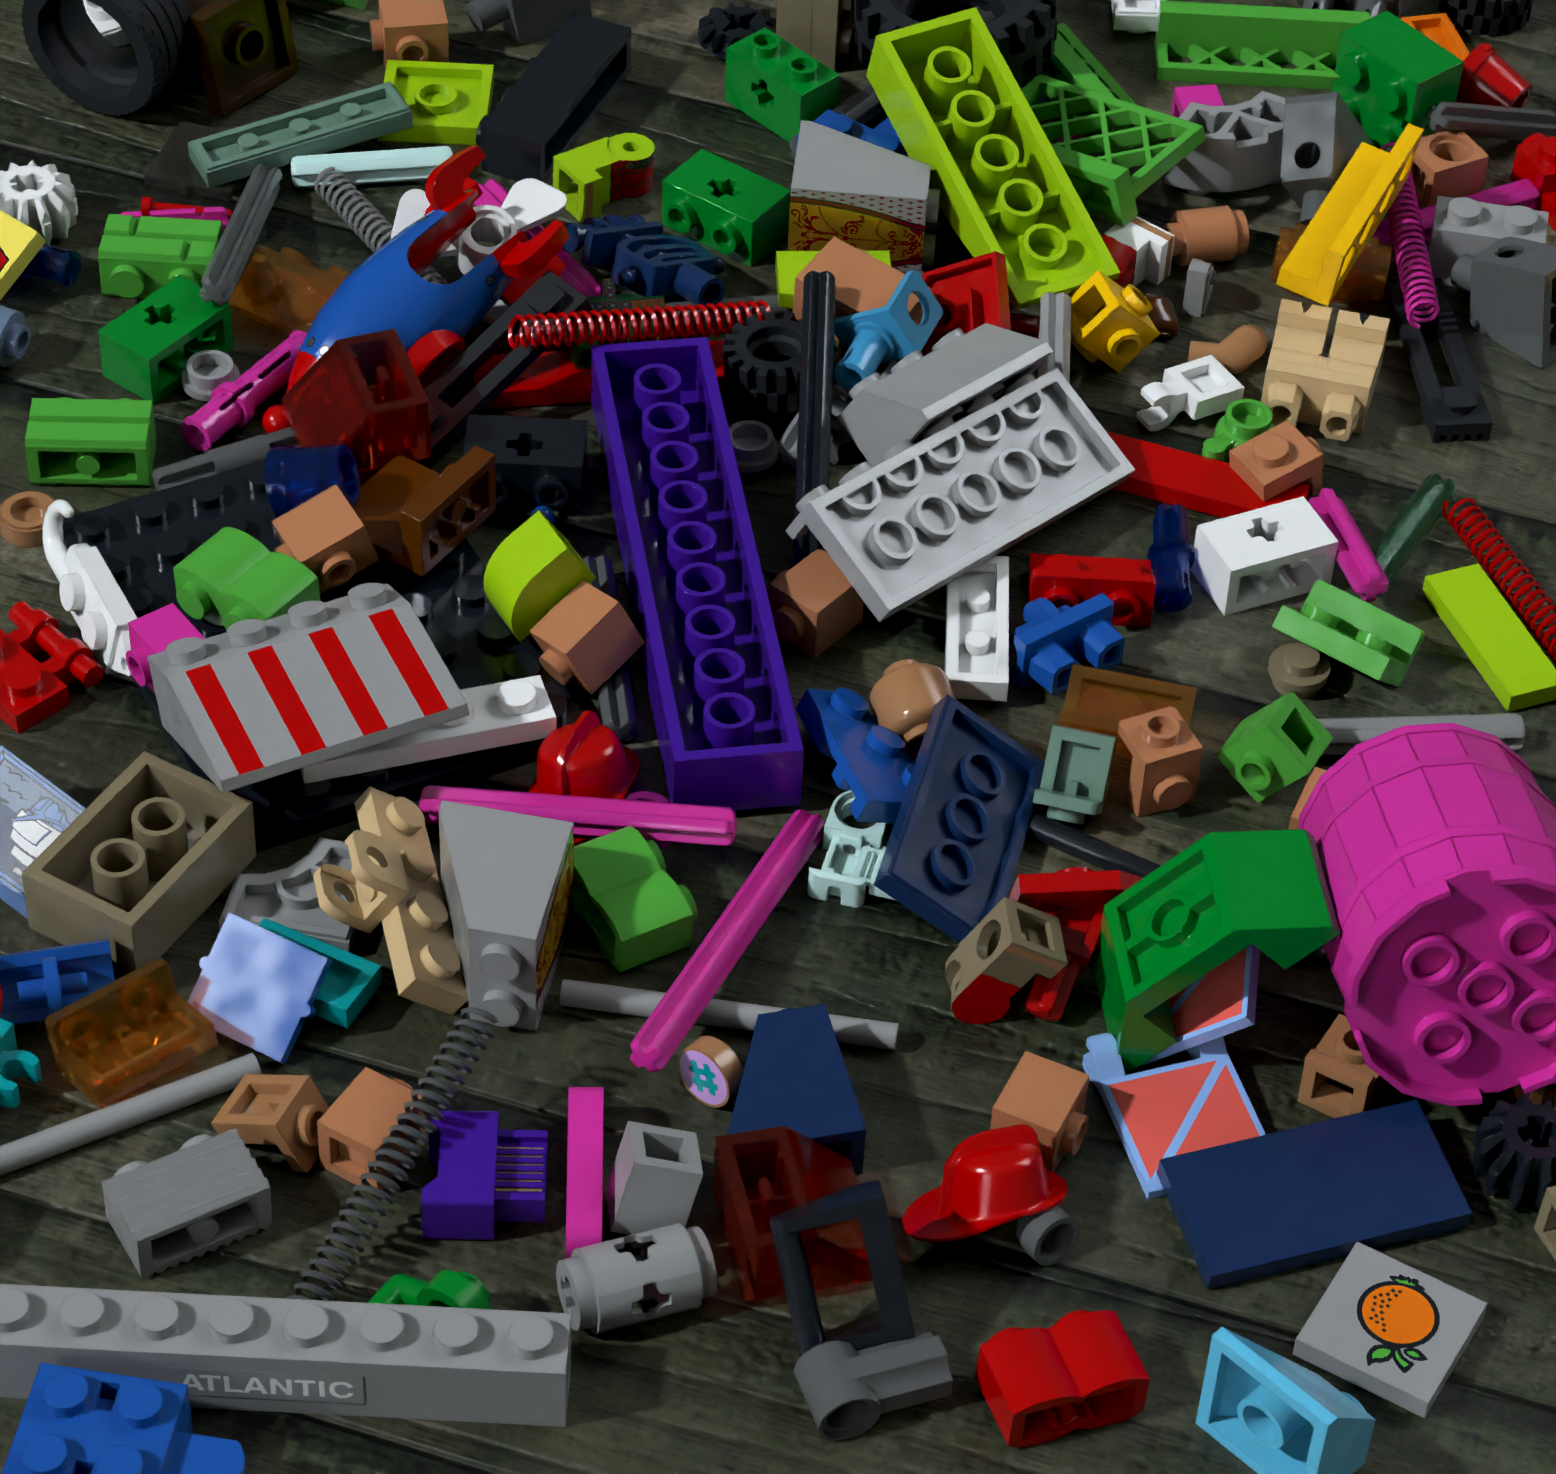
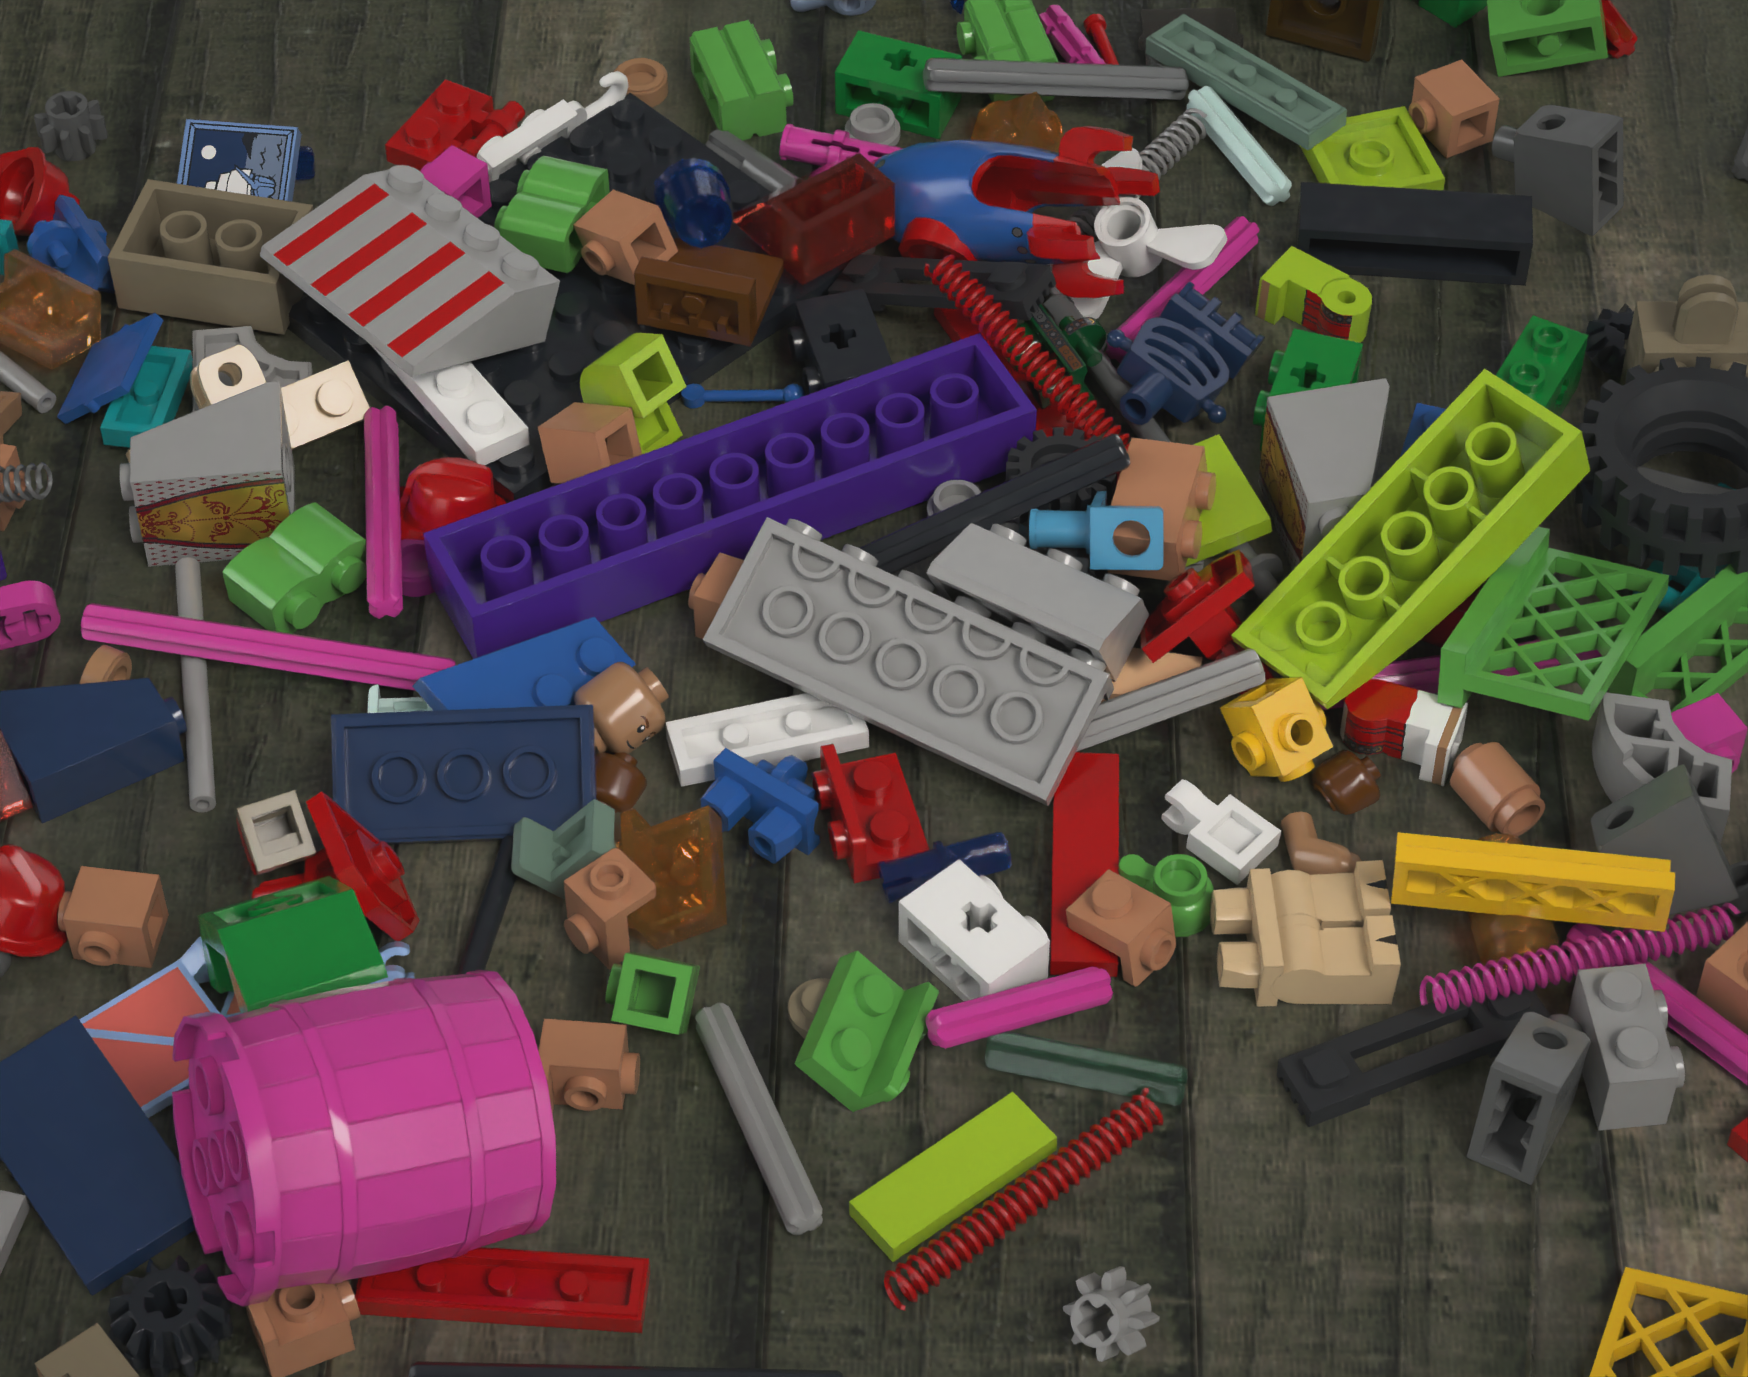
camera: 75 degrees right, 5 degrees up
(1198, 287) = (1413, 801): light grey tile -> none

